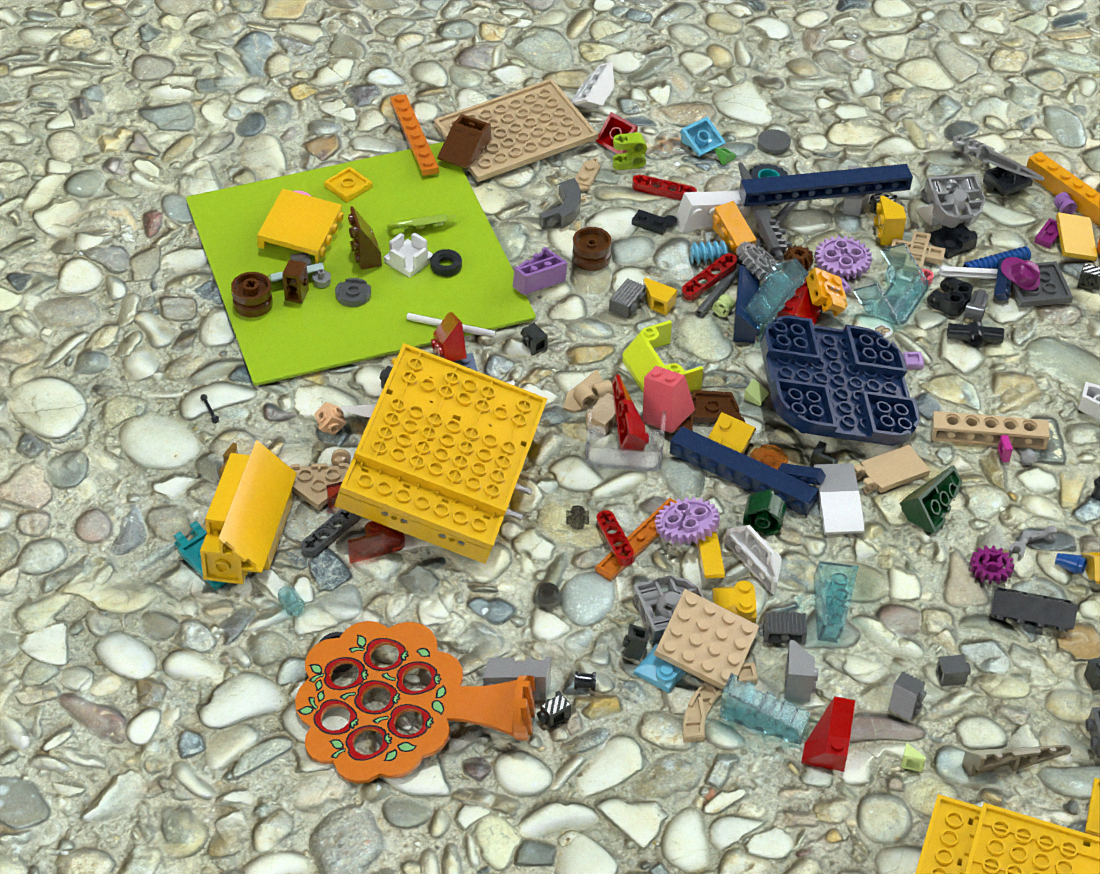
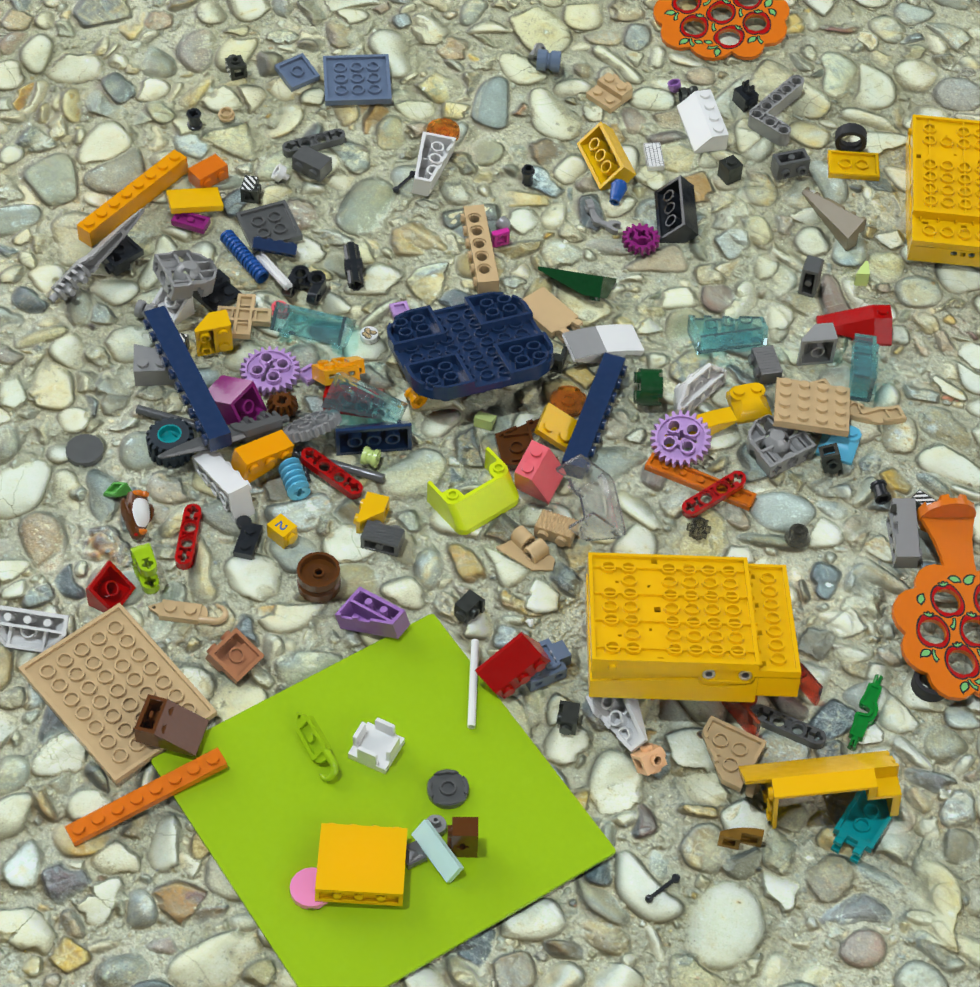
camera: 105 degrees left, 5 degrees up
(252, 294) = (492, 881): reddish brown wheel -> none
(291, 600) = (890, 733): clear light blue brick -> none
(332, 599) = (864, 720): none -> green piece
(340, 456) = (697, 737): tan tile -> none
(348, 184) = (260, 842): yellow tile -> none
(363, 242) = (381, 786): reddish brown slope -> none
(447, 270) = (375, 697): black tyre -> none
(529, 193) = (234, 655): none -> nougat plate
(568, 211) = (249, 610): dark grey arch -> none
(629, 423) = (575, 499): red wedge -> none
(652, 238) = (282, 531): none -> yellow brick
(691, 156) = (136, 513): none -> animal
(701, 136) = (95, 511): medium azure slope -> none
(804, 473) = (590, 365): dark blue piece -> none
(807, 226) = (236, 398): none -> magenta slope
(952, 670) = (764, 256): dark grey brick -> none
(976, 308) = (322, 264): dark grey piece -> none
(1023, 273) = (270, 229): magenta piece -> none
(1064, 203) = (150, 210): medium lavender wheel -> none

